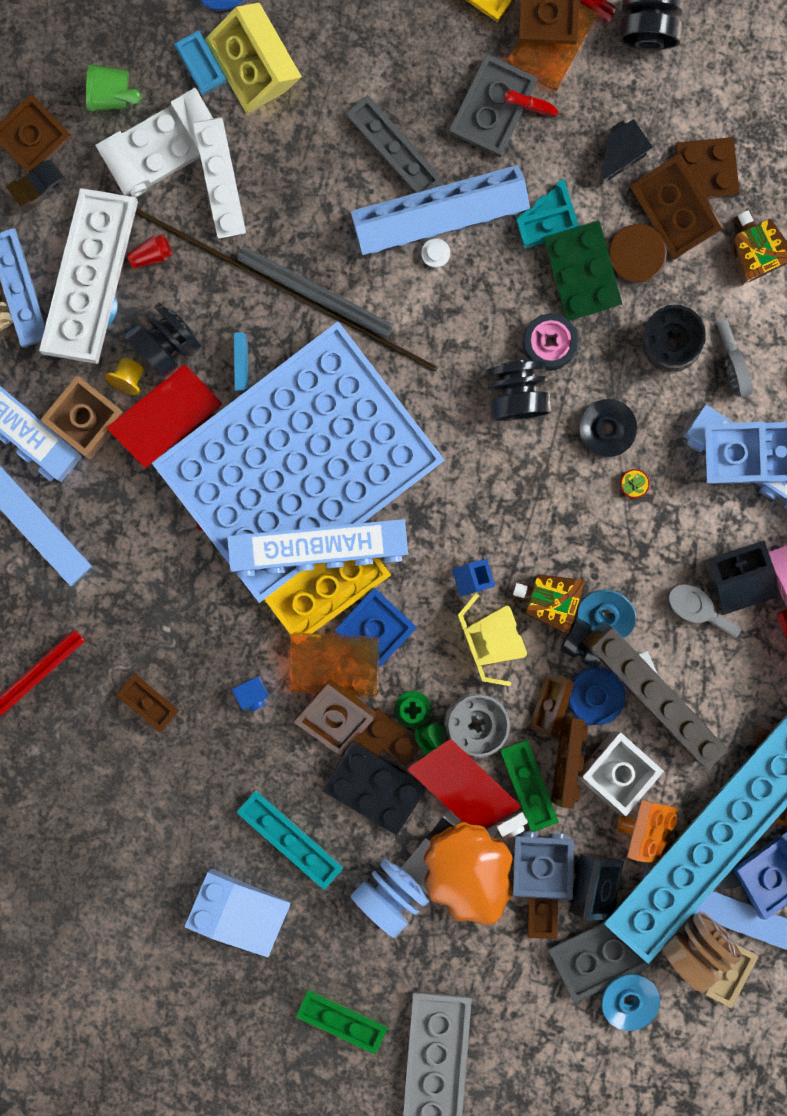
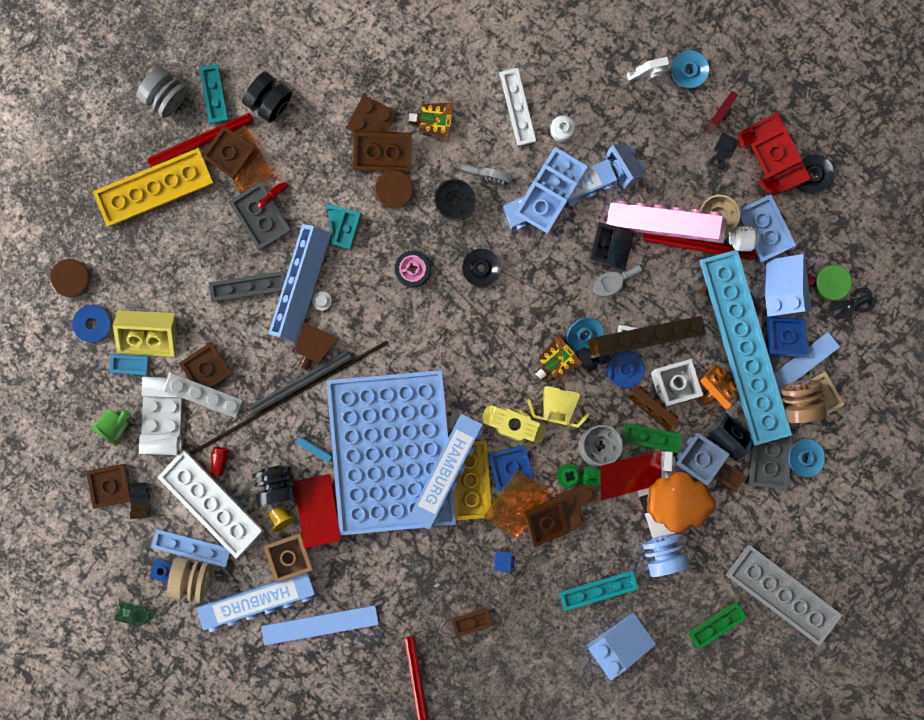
camera: 65 degrees left, 0 degrees up
(259, 160) = (206, 366): none -> reddish brown plate
(372, 278) = (313, 345): none -> reddish brown torso
(374, 787) = (599, 525): black plate -> none
(439, 618) = (500, 419): none -> light yellow piece
(473, 577) = (517, 395): blue plate -> none
(518, 390) = (429, 304): black wheel -> none
(551, 705) = (615, 397): reddish brown plate -> none
(582, 270) = (384, 225): dark green plate -> none
(623, 149) = (331, 160): black slope -> none
(634, 483) = (521, 272): tile -> none

